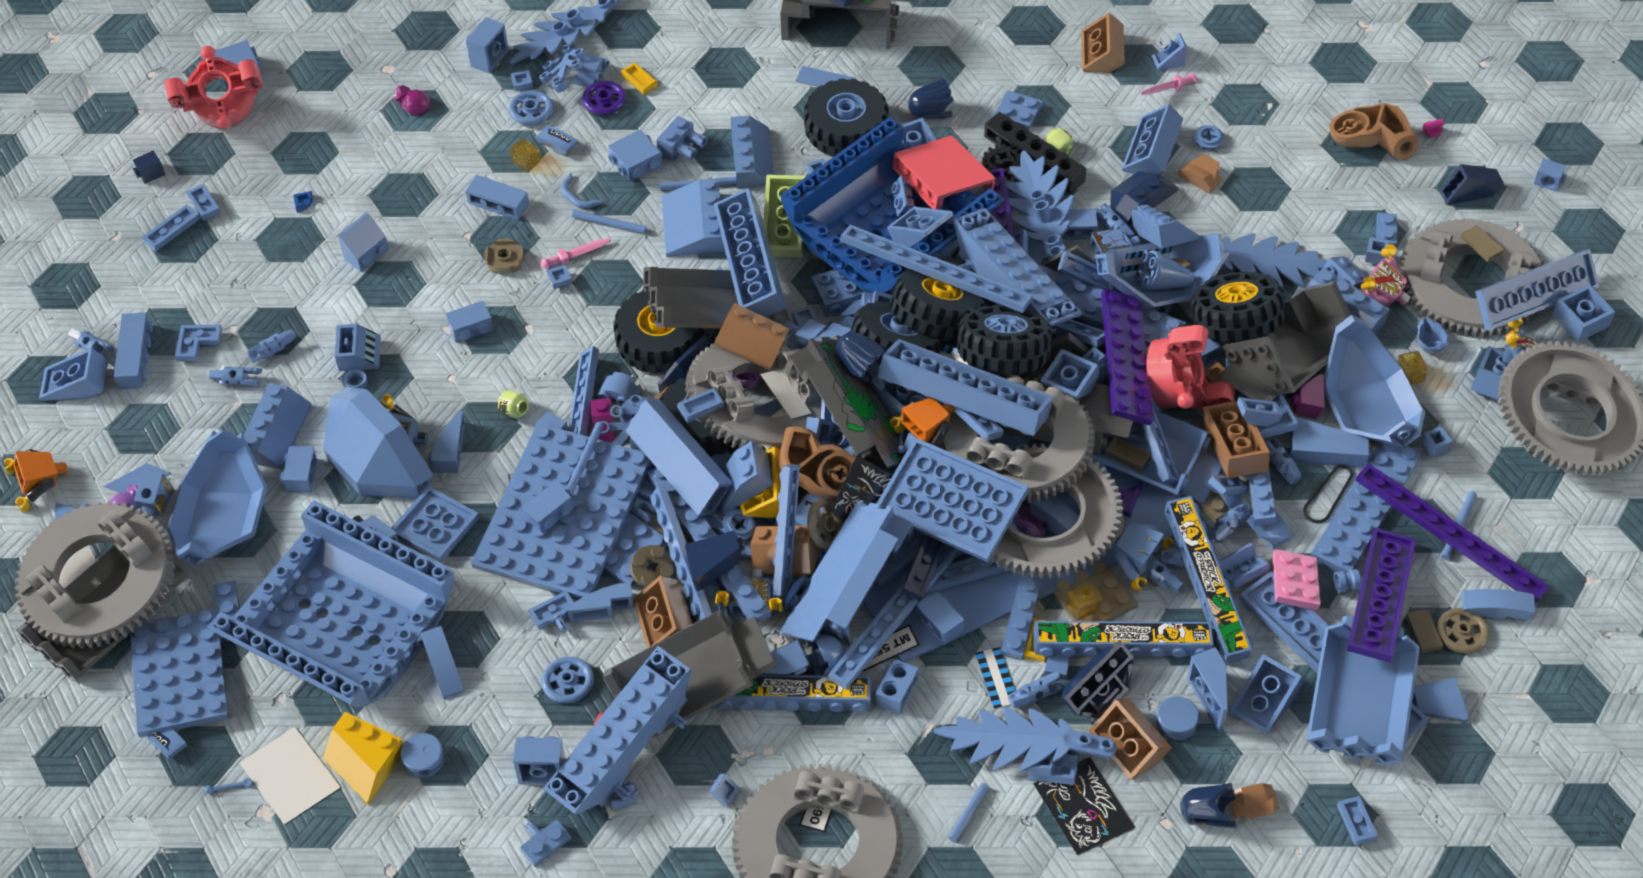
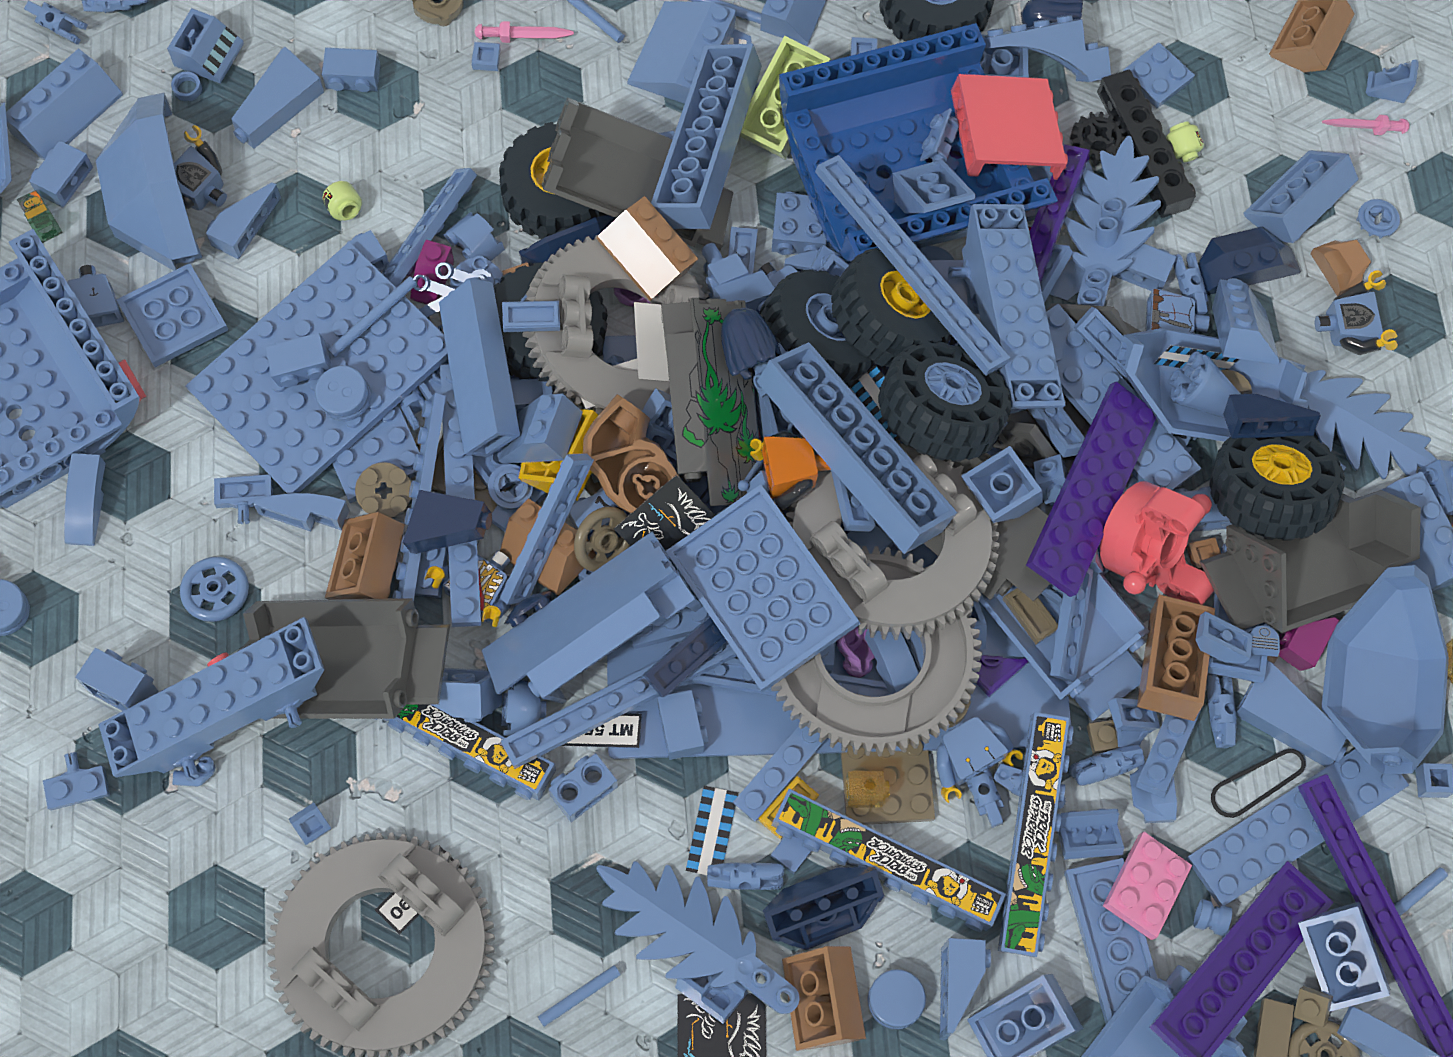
camera: 20 degrees right, 15 degrees up
(296, 500) = (39, 215): none -> clear green leg
(427, 360) = (276, 98): none -> medium blue slope
(592, 513) = (343, 393): none -> medium blue head
(947, 112) = (1059, 41): none -> medium blue arch
(1211, 270) = (1267, 417): none -> dark blue slope
(1230, 201) = (1355, 319): none -> torso
(1286, 403) = (1265, 641): none -> medium blue tile
(1439, 602) = (1313, 1006): none -> dark tan plate
(1442, 563) = (1345, 956): none -> medium blue slope

